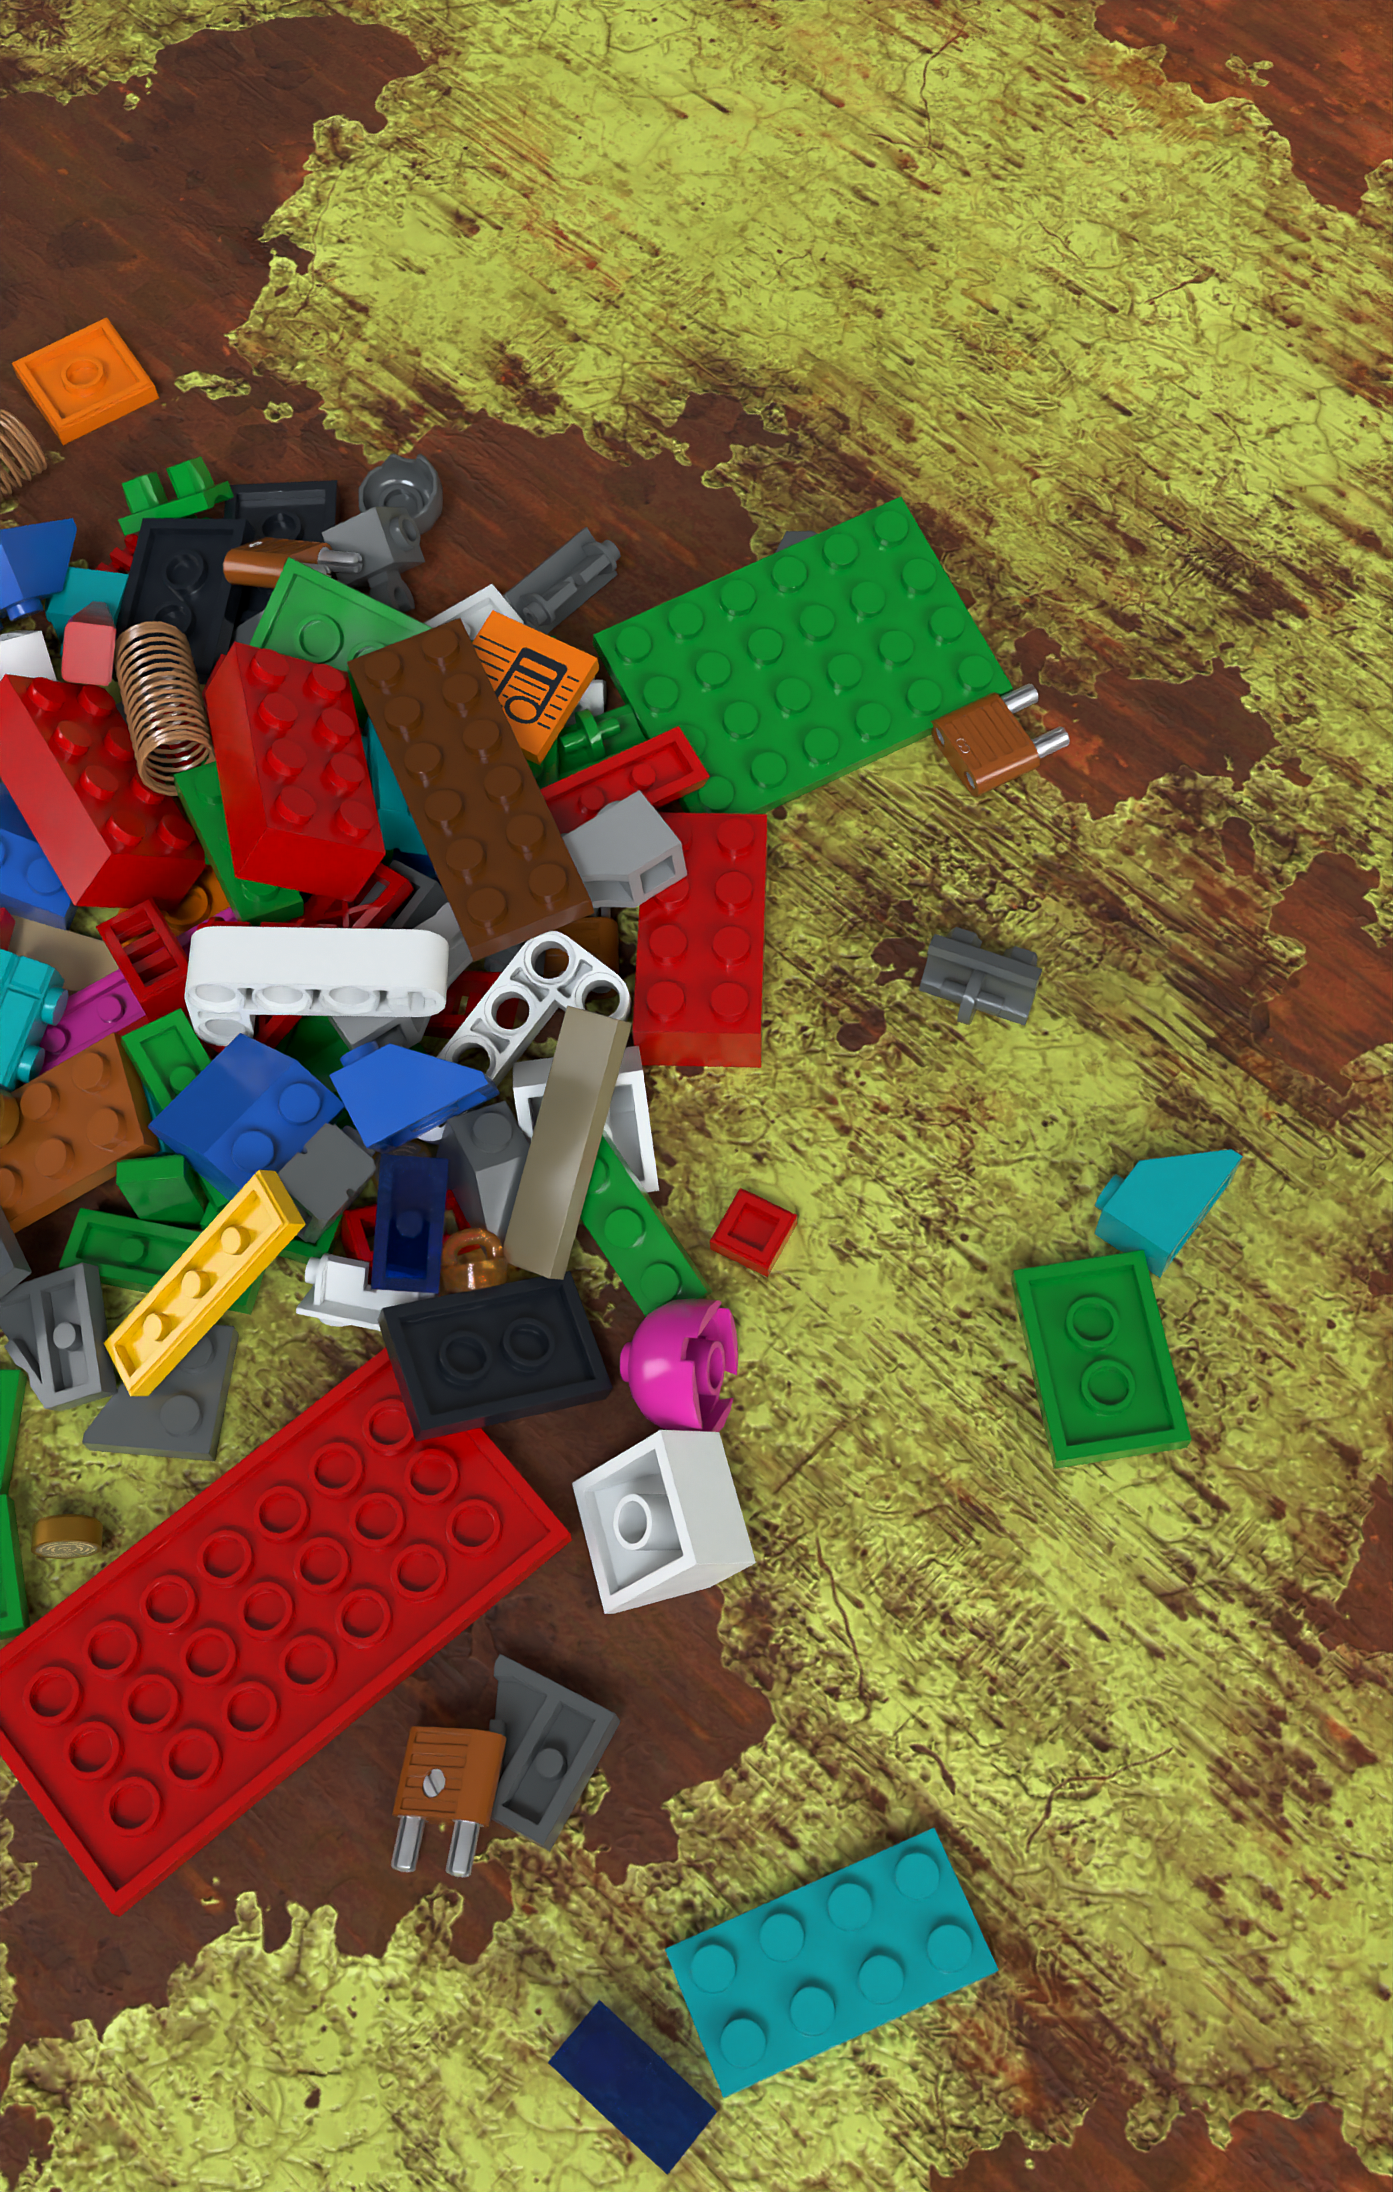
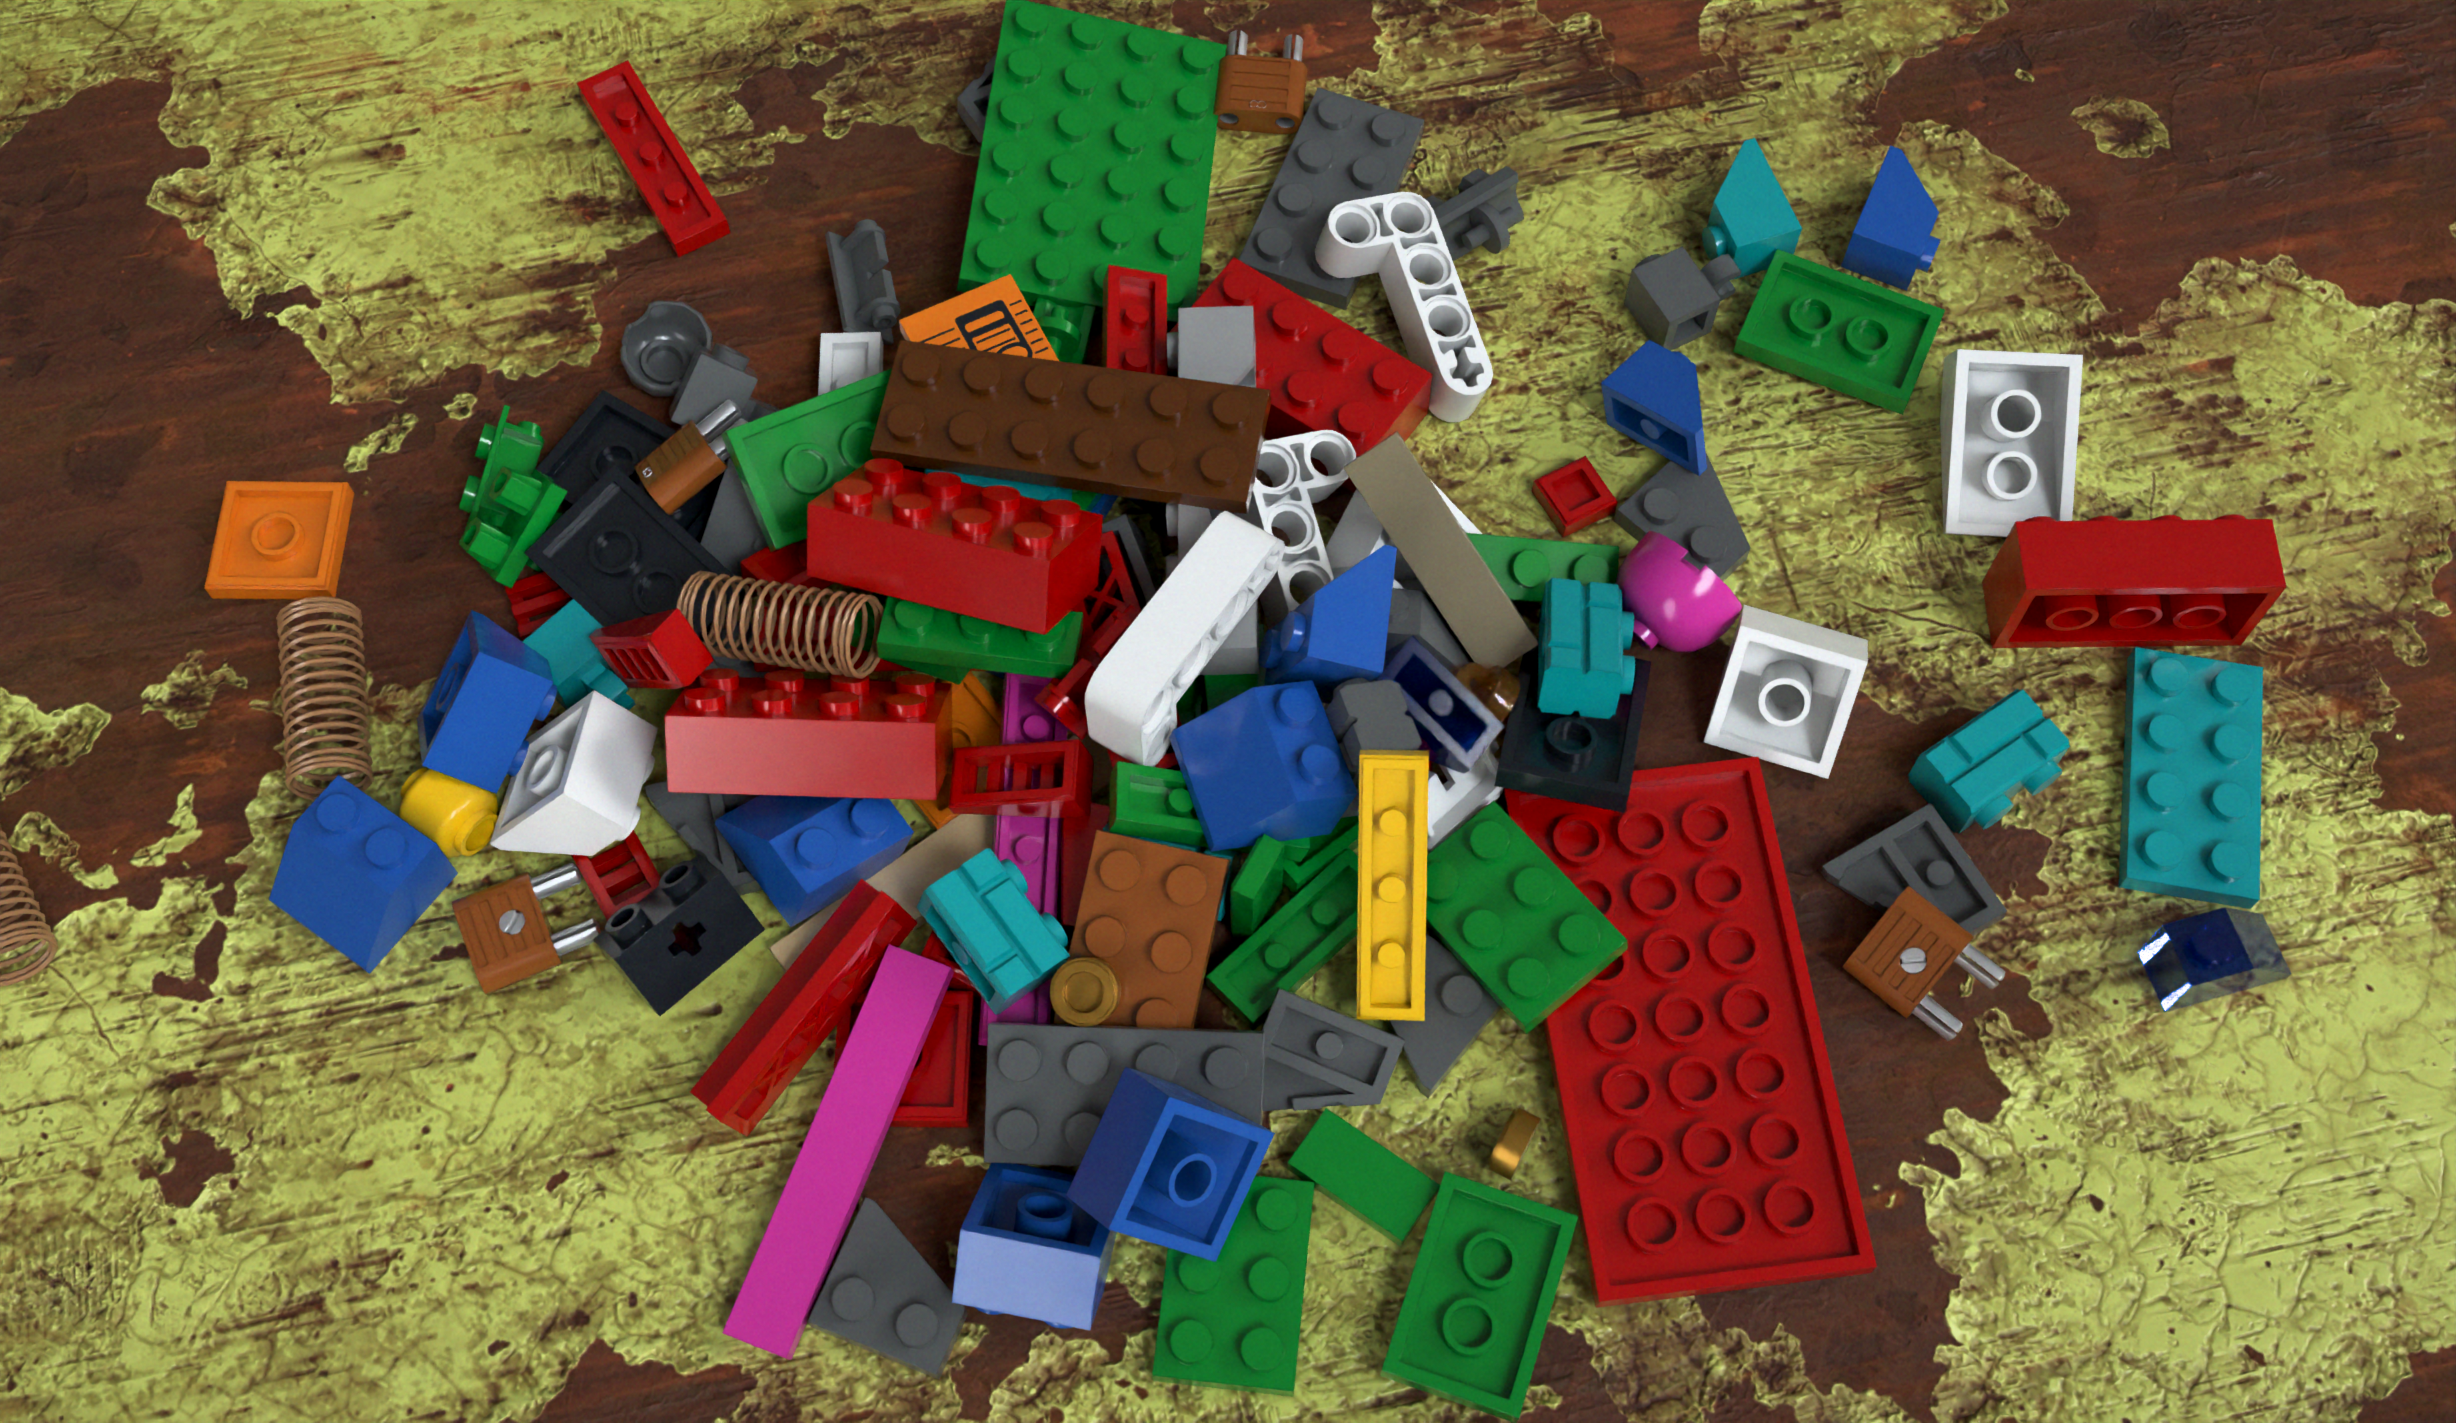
camera: 60 degrees left, 0 degrees up
(241, 455) = (500, 447): none -> green hinge
(270, 1410) = (1515, 918): none -> green plate
(561, 1314) = (1583, 649): none -> teal brick
(577, 379) = (653, 158): none -> red plate
(703, 1750) = (1989, 762): none -> teal brick
(795, 1340) = (1691, 513): none -> dark grey wing
(837, 988) = (1456, 361): none -> white beam
(889, 1245) = (1658, 404): none -> blue slope
(923, 862) = (1338, 156): none -> dark grey plate
(982, 1775) = (2132, 582): none -> red brick
(1022, 1194) = (1675, 298): none -> dark grey brick
(1081, 1581) = (2008, 438): none -> white slope
(1255, 1338) = (1894, 226): none -> blue slope

